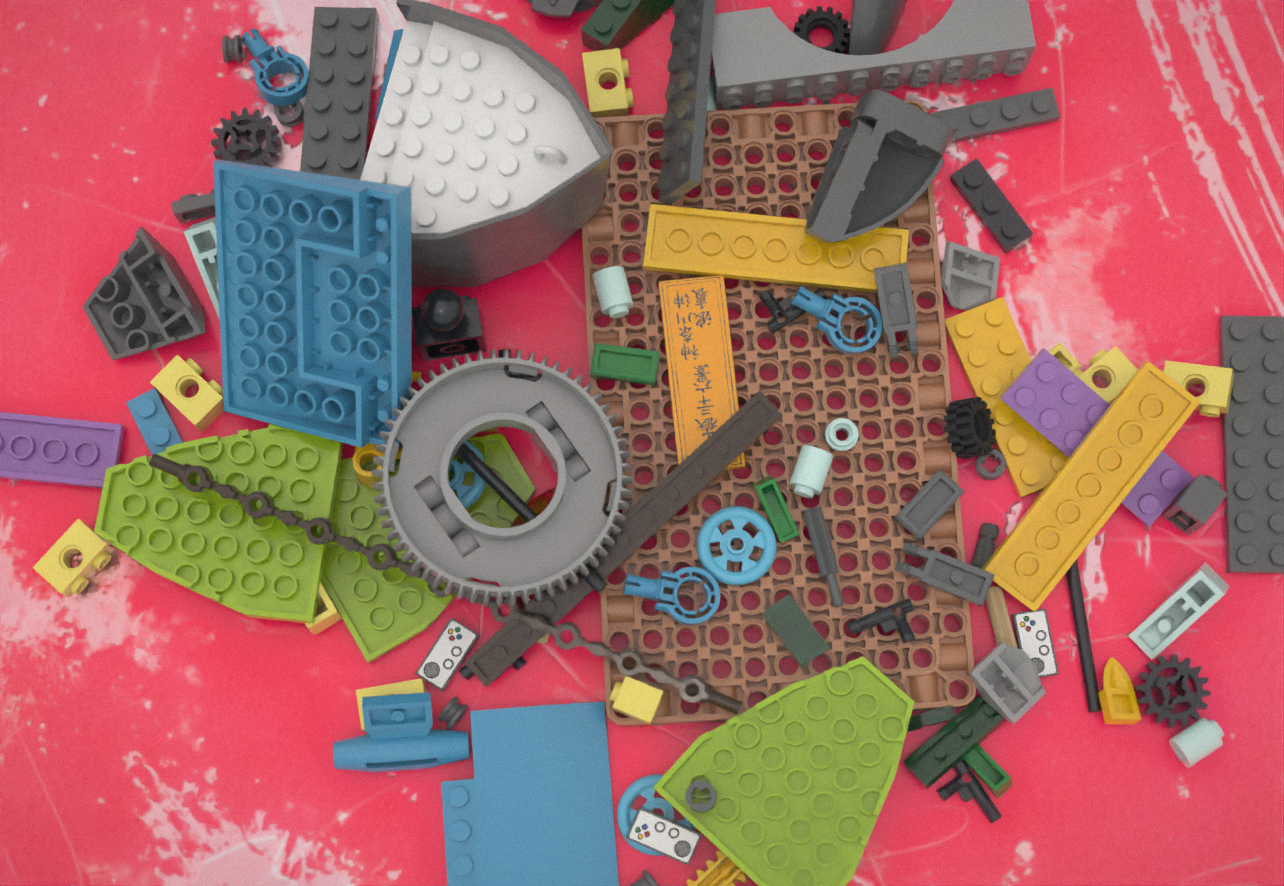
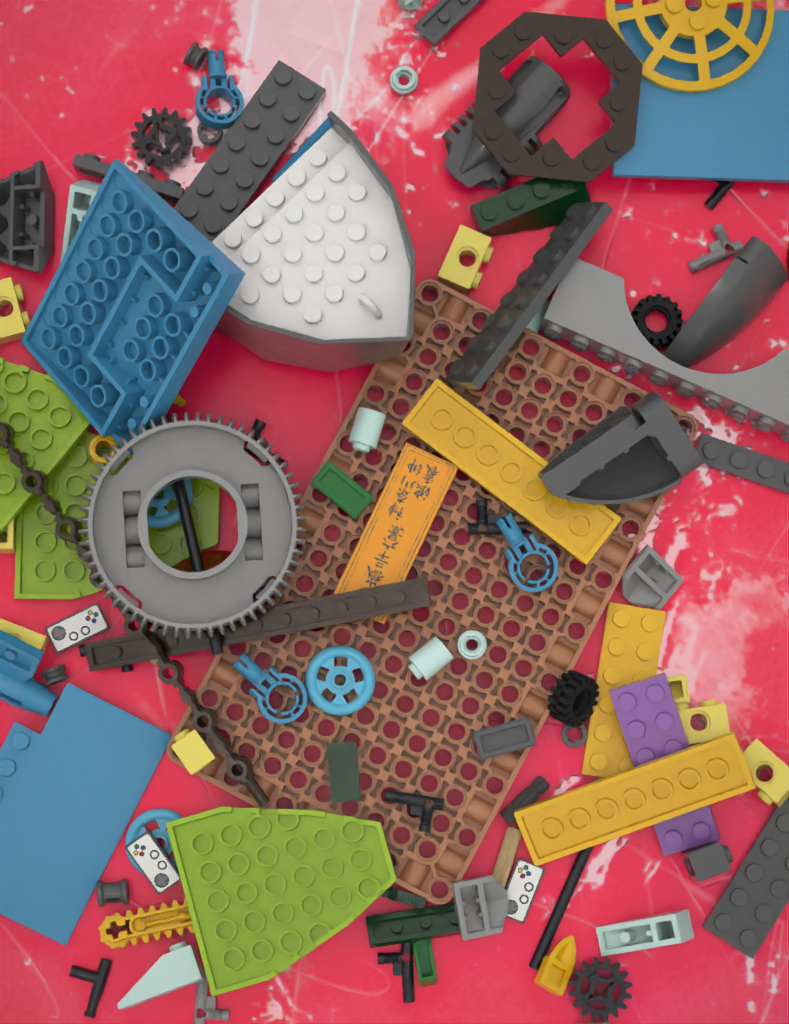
camera: 25 degrees right, 5 degrees up
(448, 326) = (227, 380): black brick -> none
(701, 785) = (200, 844): dark grey bush -> none
(775, 508) = (386, 670): green piece -> none
(823, 551) = (402, 725): dark grey axle -> none
(896, 305) = (573, 572): dark grey hinge -> none
(948, 574) = (484, 800): dark grey hinge -> none
(991, 206) = (703, 535): black plate -> none

